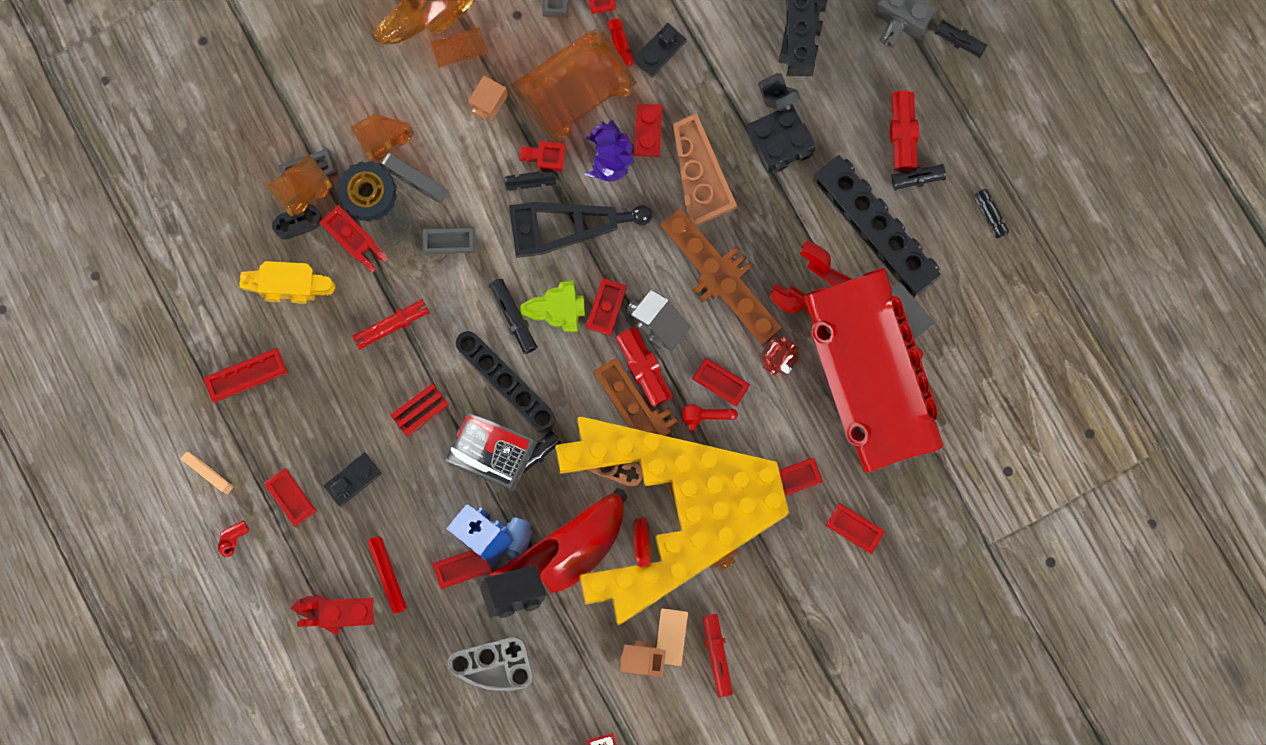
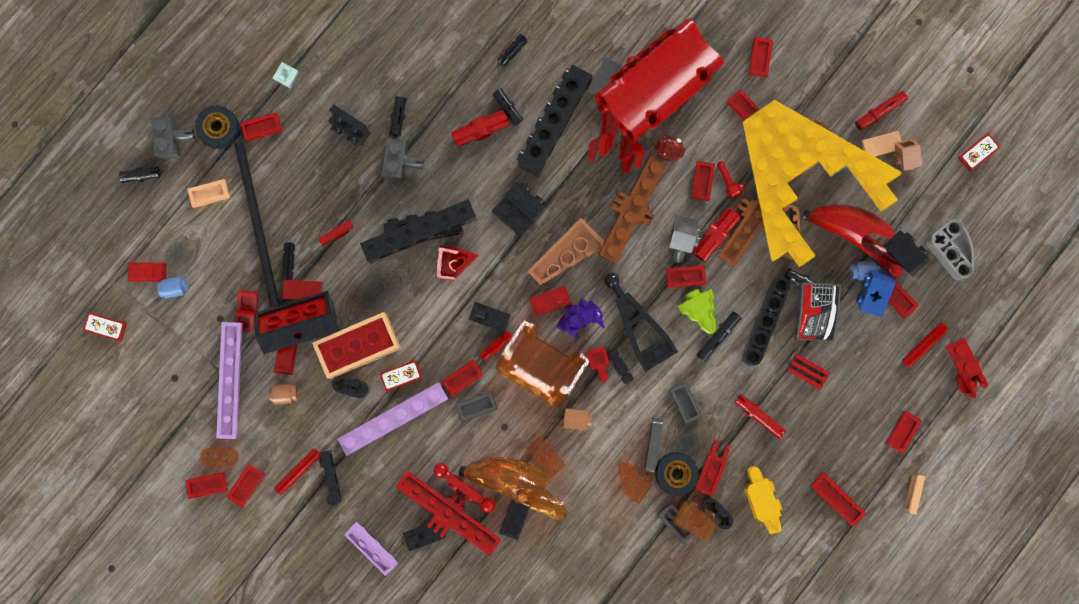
camera: 115 degrees left, 5 degrees up
(229, 538) = (949, 459): red arm -> none
(352, 479) = (873, 395): black hinge -> none
(642, 542) = (836, 184): red axle -> none
(747, 31) = (453, 262): none -> red slope
(777, 94) = (490, 222): black bracket -> none

